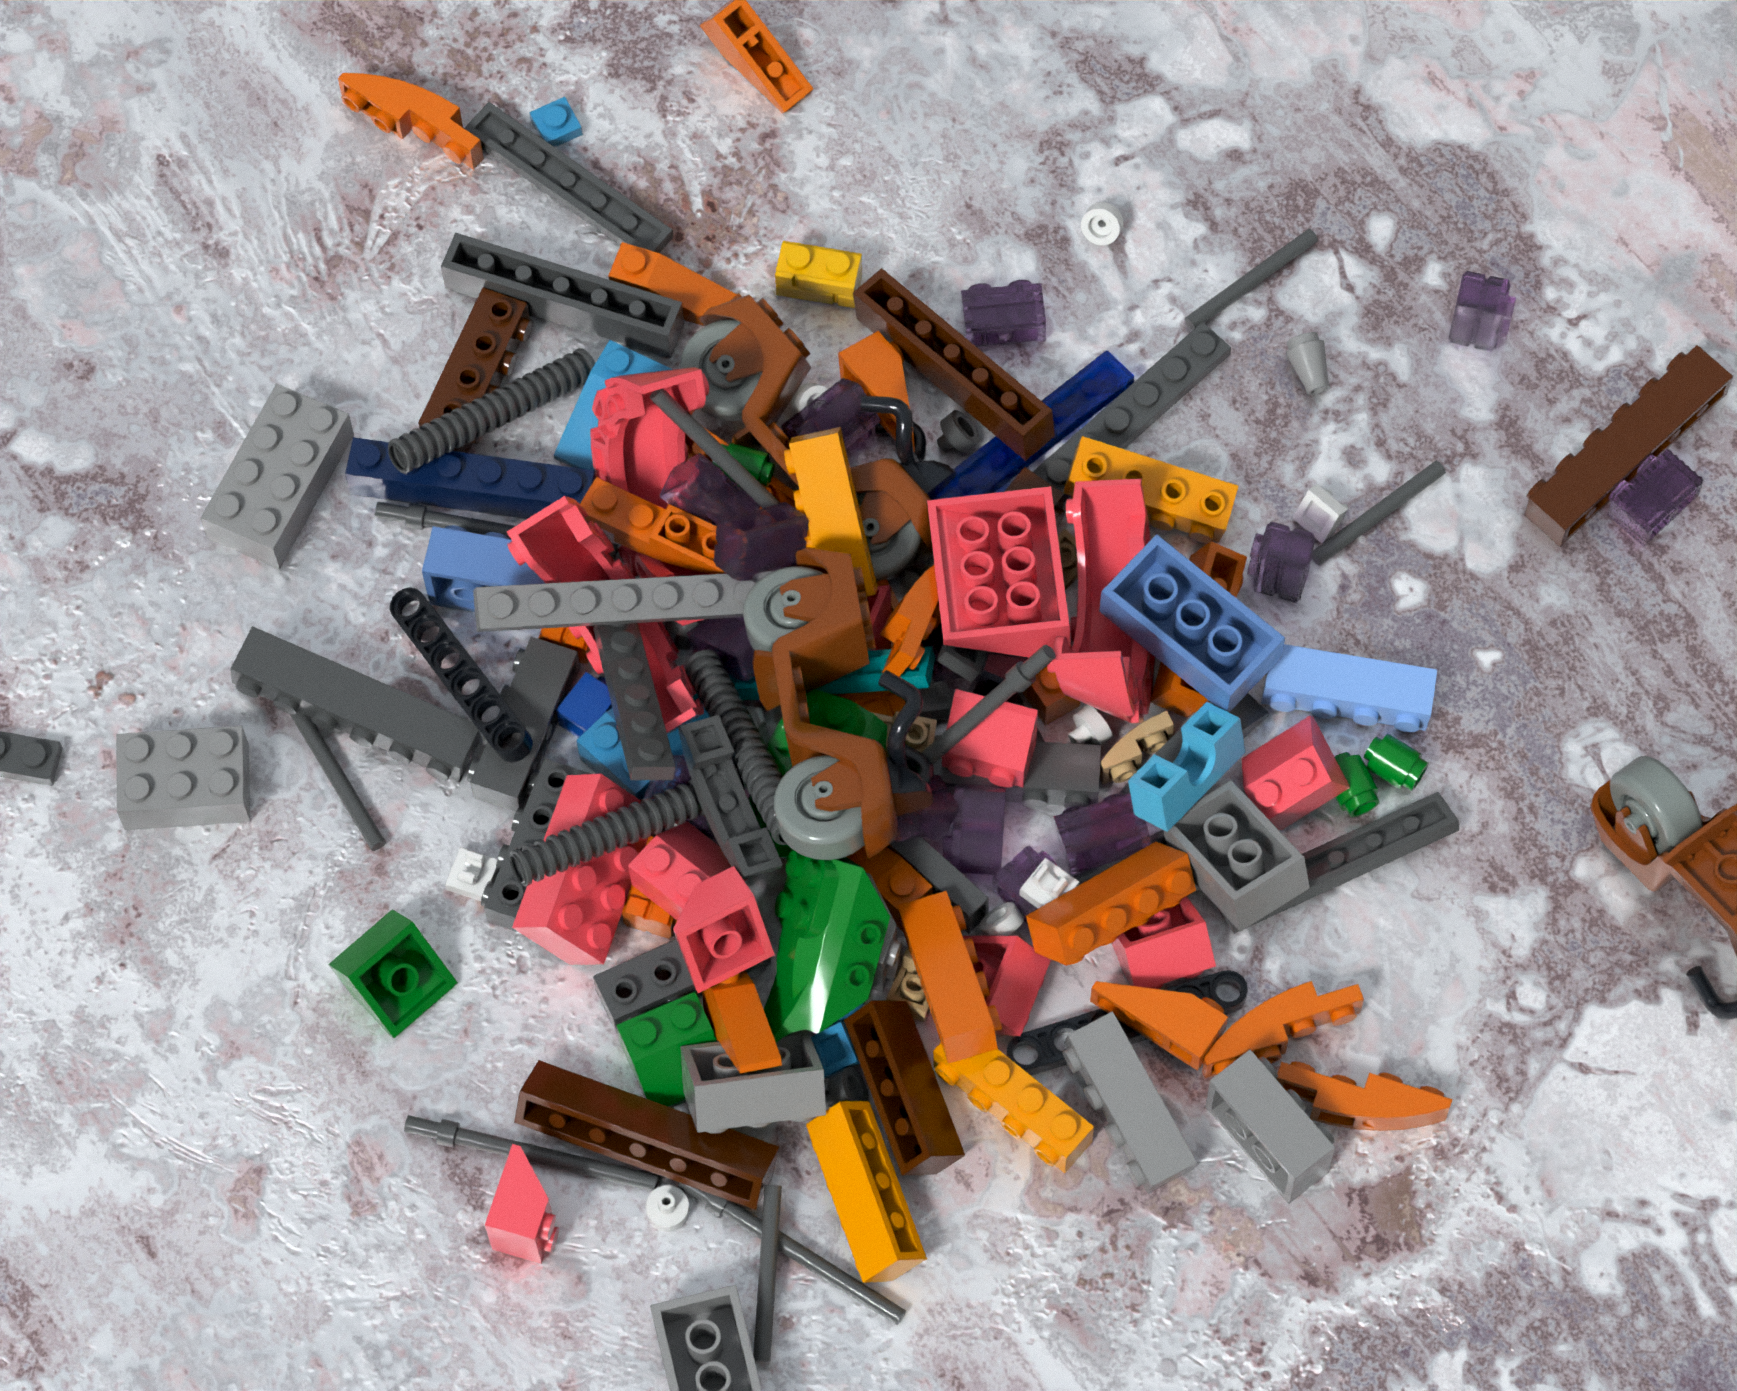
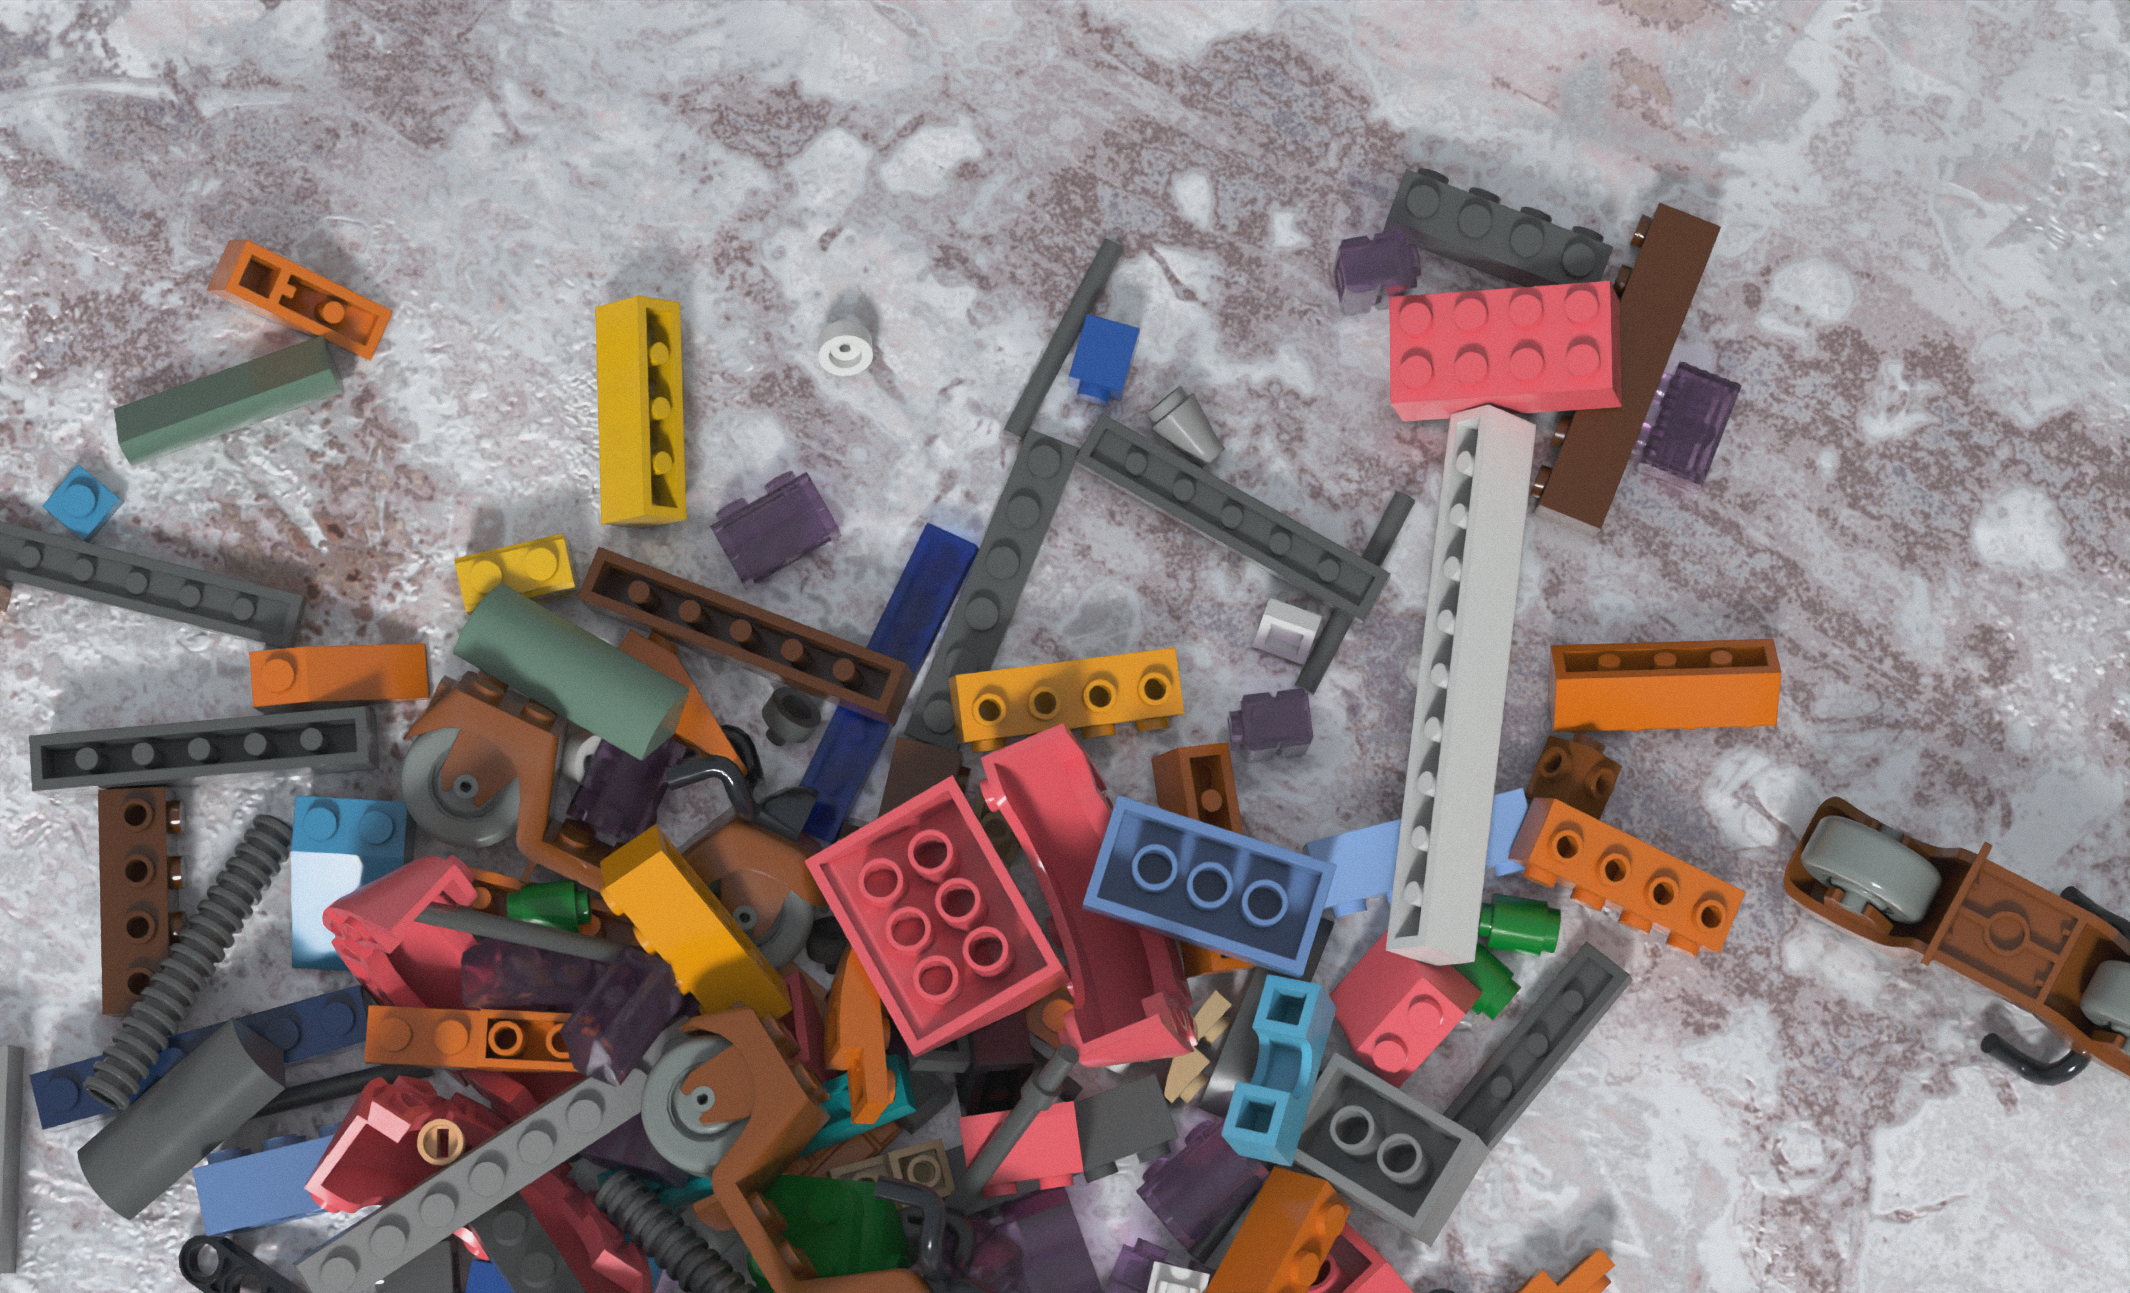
camera: 25 degrees left, 15 degrees up
(439, 500) = (182, 1118): none -> dark grey brick
(598, 563) = (429, 1142): none -> light nougat hinge
(680, 95) = (227, 401): none -> sand green brick
(828, 330) = (572, 672): none -> sand green brick
(947, 206) = (640, 412): none -> yellow brick
(1273, 298) = (1103, 359): none -> blue brick
(1315, 429) = (1232, 518): none -> dark grey plate
(1422, 584) = (1461, 688): none -> white brick
(1475, 683) = (1574, 774): none -> dark orange brick
(1484, 754) = (1625, 875): none -> orange brick
(1548, 392) = (1505, 349): none -> coral brick
(1564, 649) = (1664, 685): none -> orange brick
(1578, 330) = (1493, 237): none -> dark grey brick

